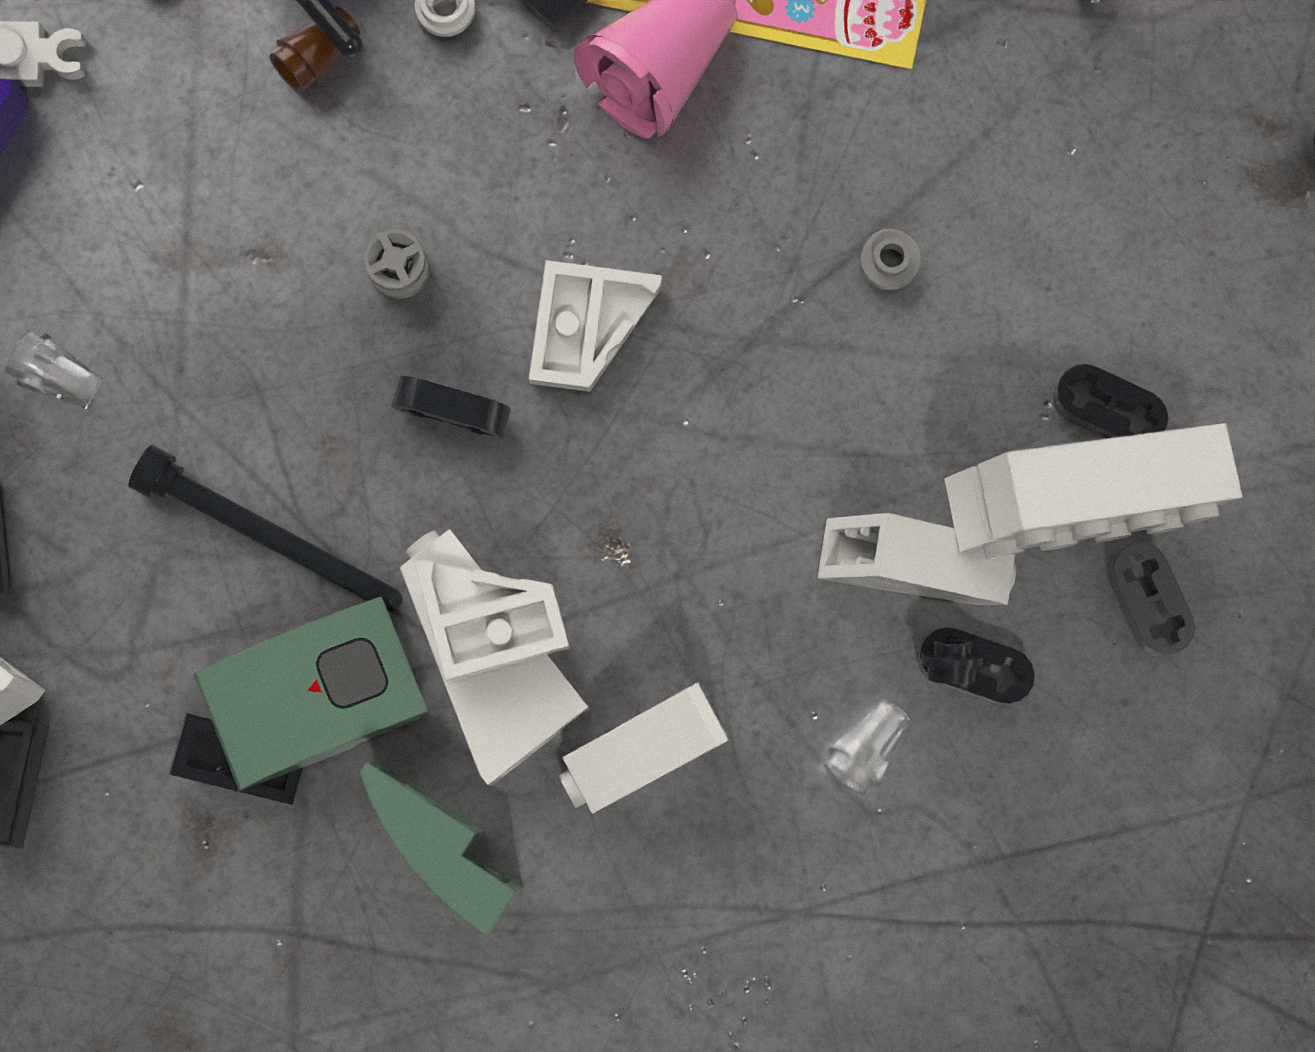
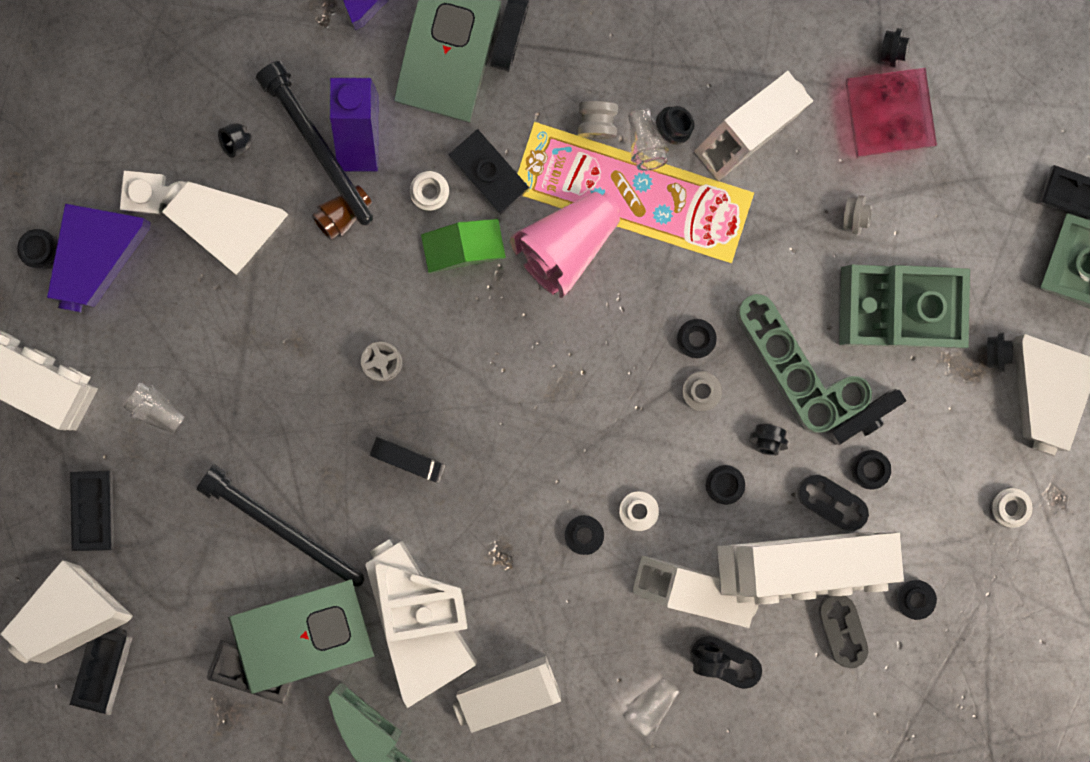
camera: 10 degrees right, 5 degrees up
(136, 76) = (222, 222): none -> white slope
(503, 79) = (463, 245): none -> bright green slope
(585, 321) = (499, 412): white wing -> none
(735, 514) = (584, 522): none -> black plate
(814, 468) = (638, 498): none -> white plate
(878, 165) = (705, 329): none -> black plate
(942, 396) = (725, 484): none -> black plate
(1002, 318) = (769, 439): none -> black plate
(1030, 196) = (795, 359): none -> sand green beam
(1148, 271) = (869, 418): none -> black plate
(1177, 341) = (883, 469): none -> black plate
(1181, 100) = (904, 306): none -> sand green slope
(1239, 542) = (904, 595): none -> black plate

